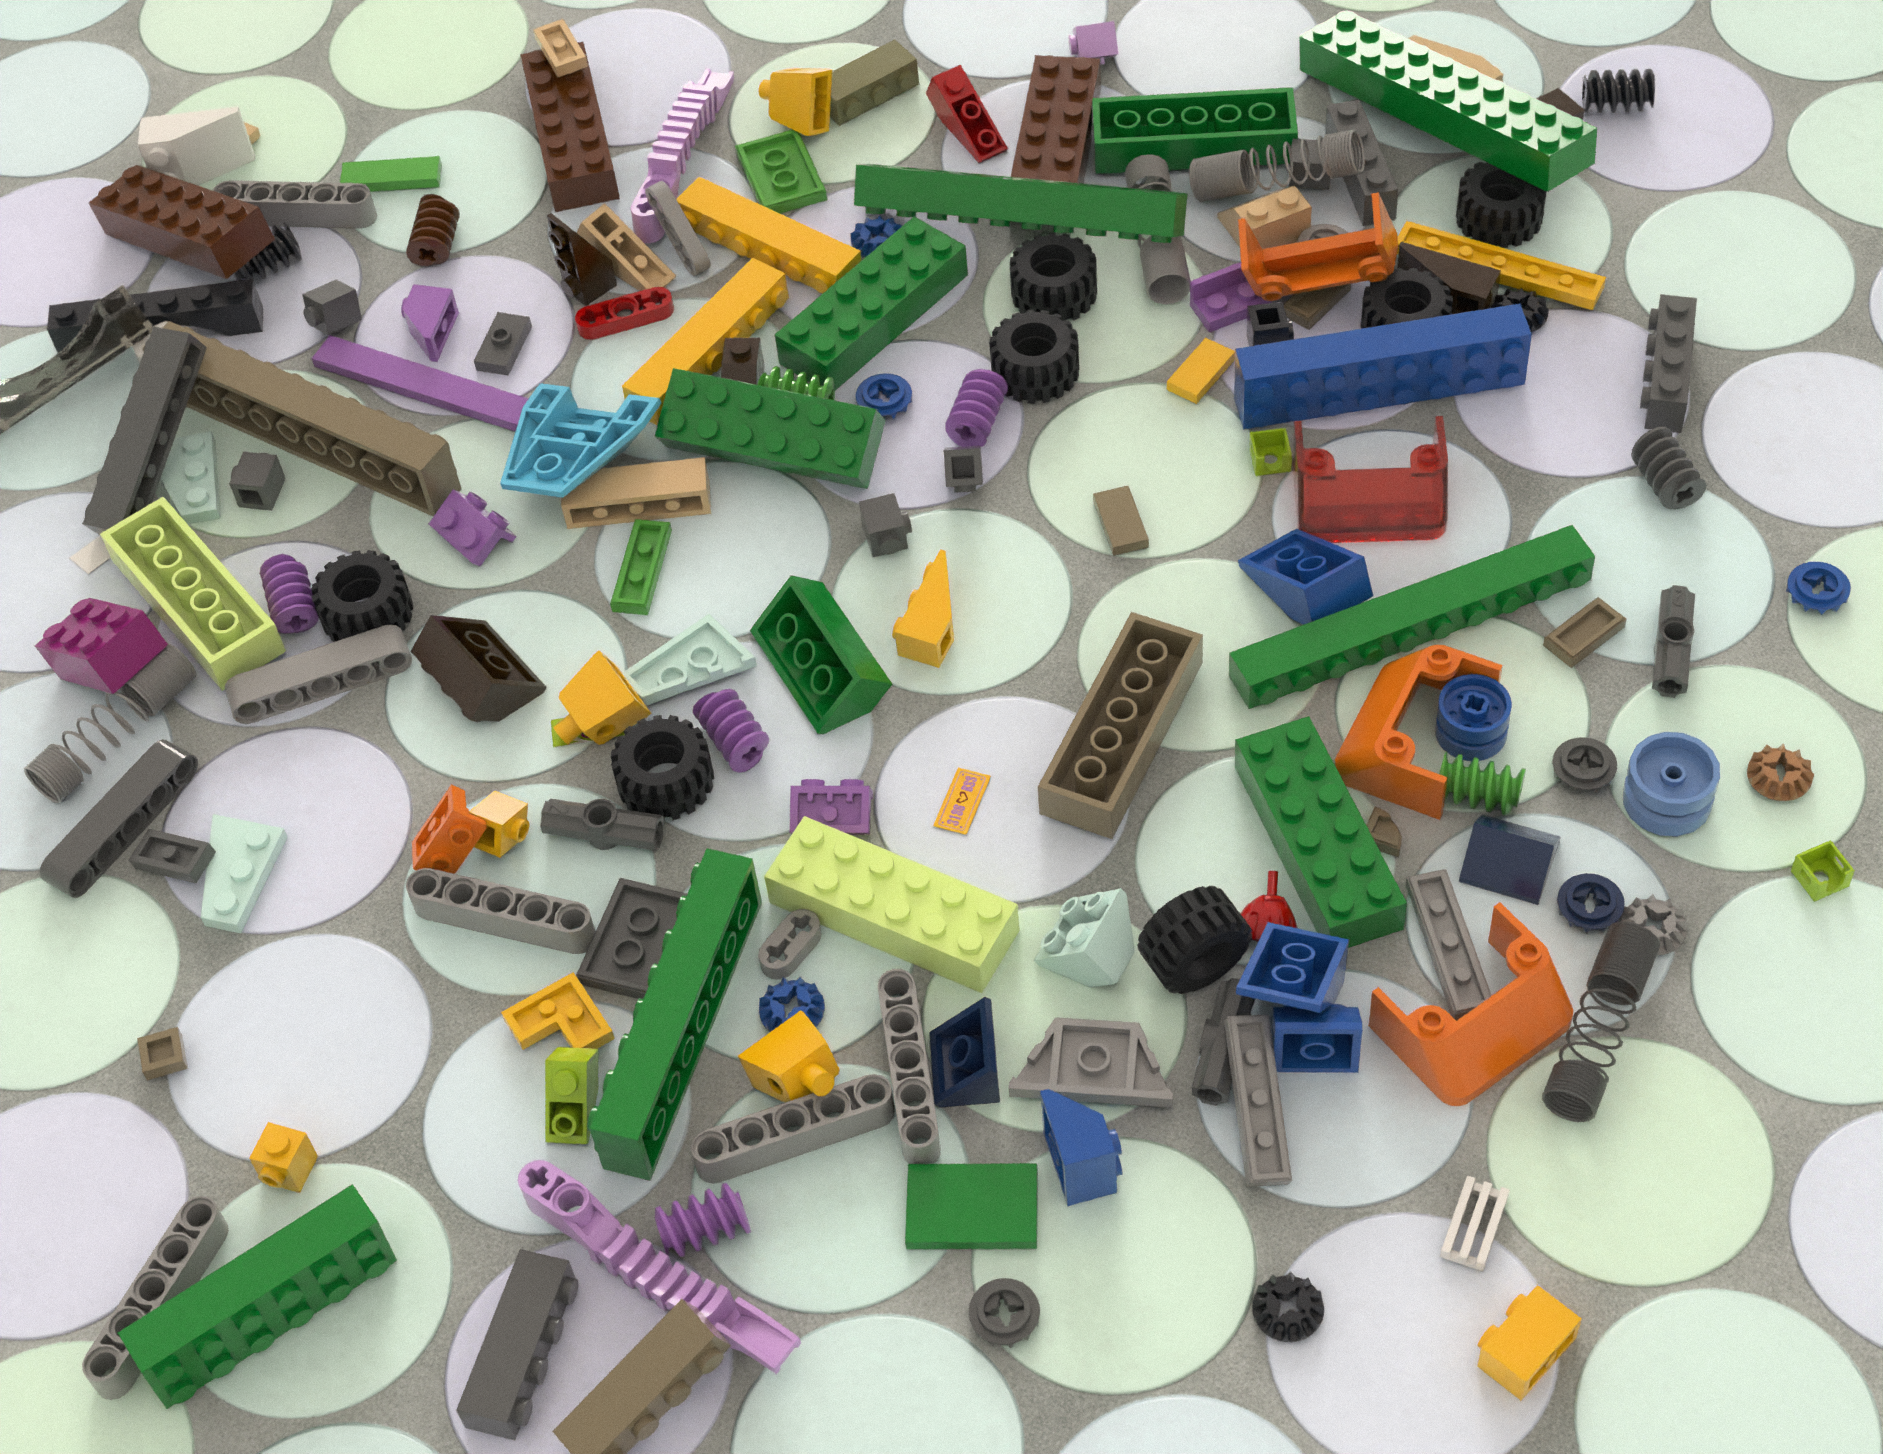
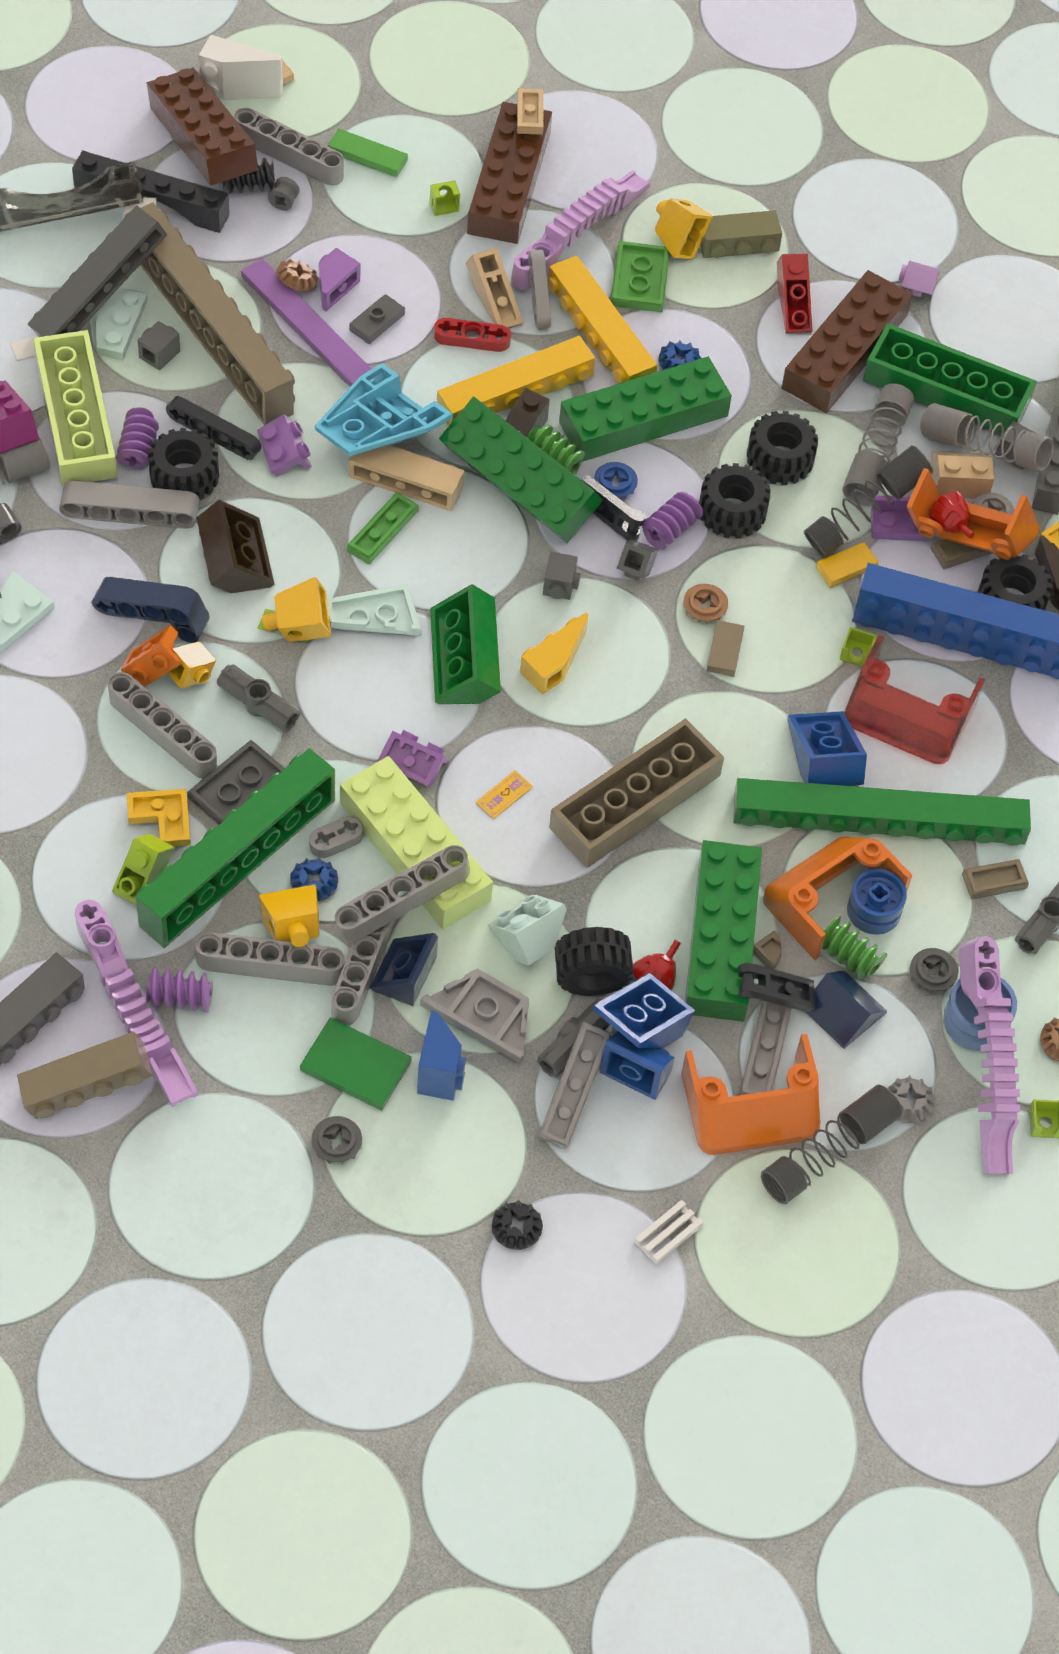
camera: 15 degrees right, 5 degrees up
(317, 256) = (283, 193): none -> dark grey wheel
(331, 307) = (272, 238): dark grey brick -> none
(382, 336) = (289, 272): none -> medium nougat gear
(412, 771) = (154, 602): none -> dark blue beam
(415, 544) = (215, 427): none -> black beam
(432, 231) = (372, 211): reddish brown piece -> none
(514, 188) = (444, 203): none -> lime piece
(583, 268) = (459, 286): dark brown slope -> none
(656, 744) = (323, 659): black tyre -> none
(732, 728) = (378, 672): medium lavender piece -> none
(905, 427) = (616, 512): none -> black plate
(919, 986) = (396, 906): none -> light grey beam
(1021, 200) = (788, 379): green brick -> none
(1054, 476) = (700, 594): none -> medium nougat gear
(1209, 249) = (897, 477): none -> dark grey piece
(1268, 324) = (909, 555): black brick -> none
(1290, 259) = (952, 513): none -> red piece
(1426, 867) = (776, 987): none -> black plate
(1527, 1341) = (653, 1320): yellow brick -> none
(1607, 896) = (874, 1052): dark blue gear -> none
(1665, 746) = (981, 960): none -> lavender piece

